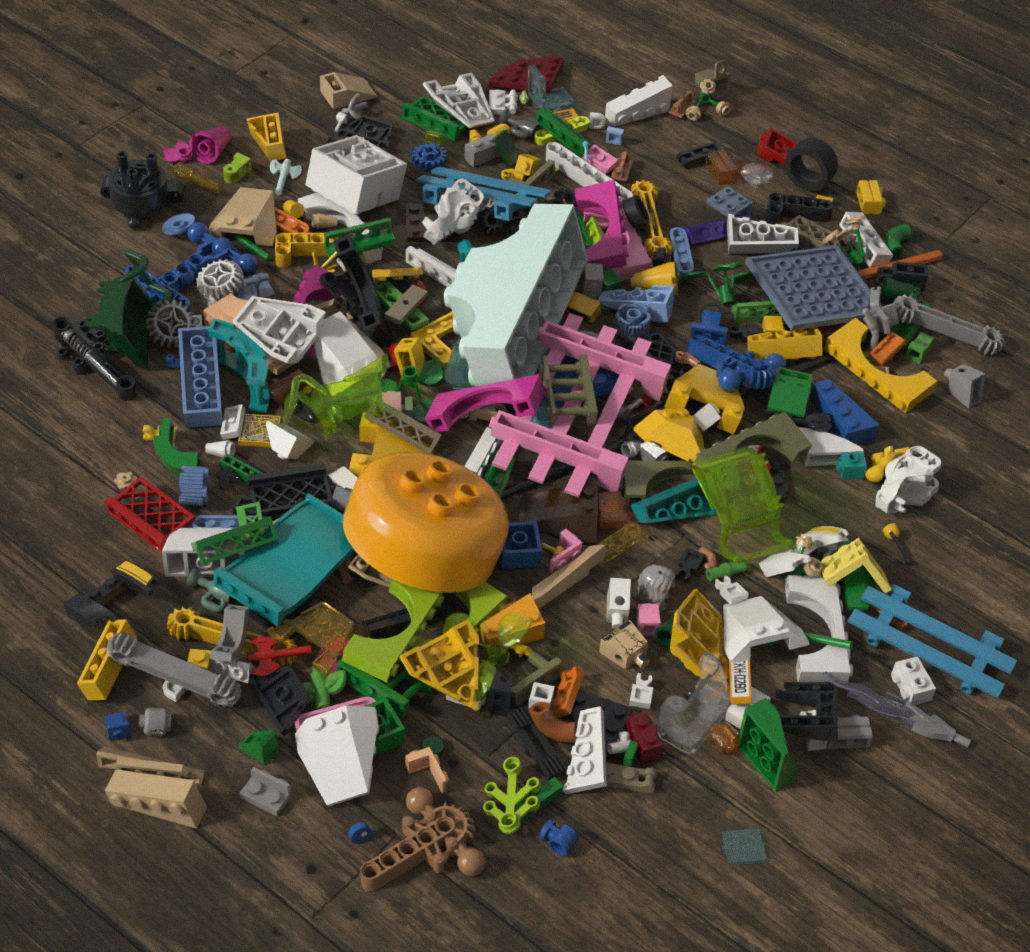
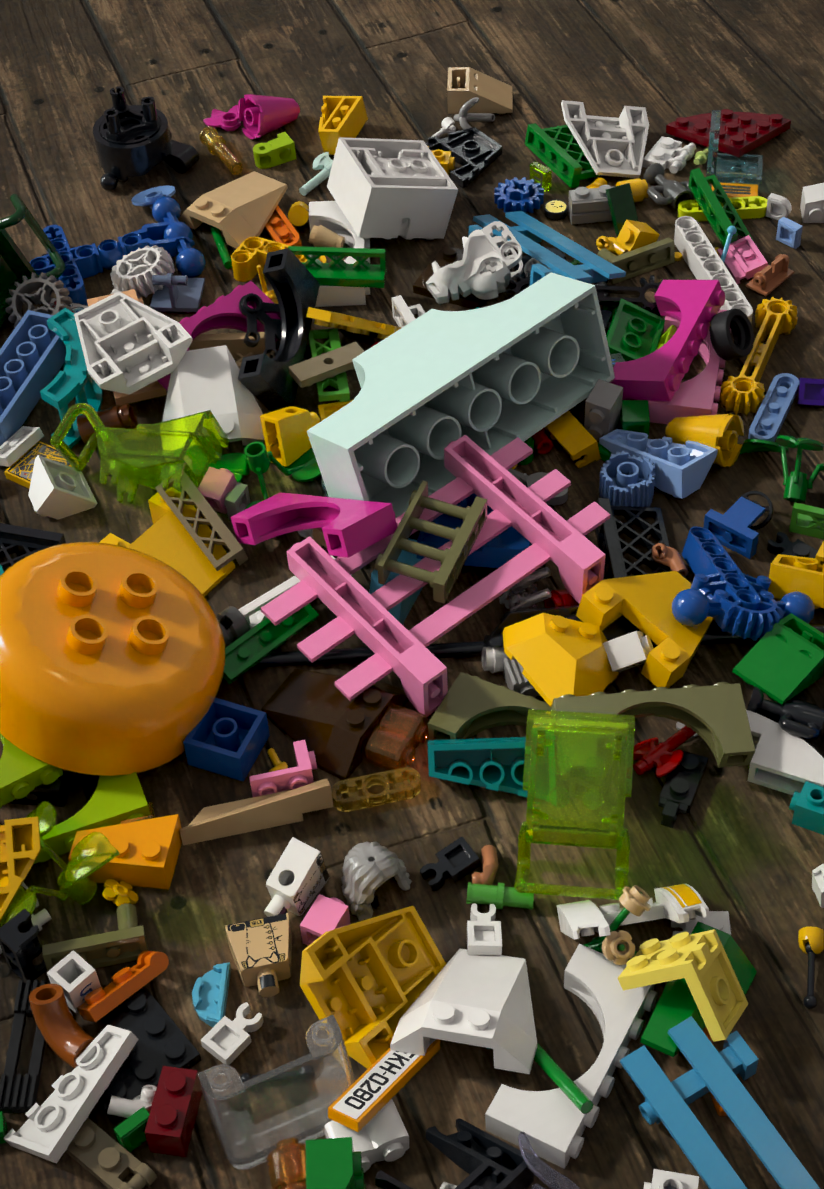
camera: 35 degrees right, 0 degrees up
(457, 159) = (555, 210): none -> tile
(613, 680) = (211, 994): none -> medium azure tile
(660, 257) = (724, 404): black hinge -> none

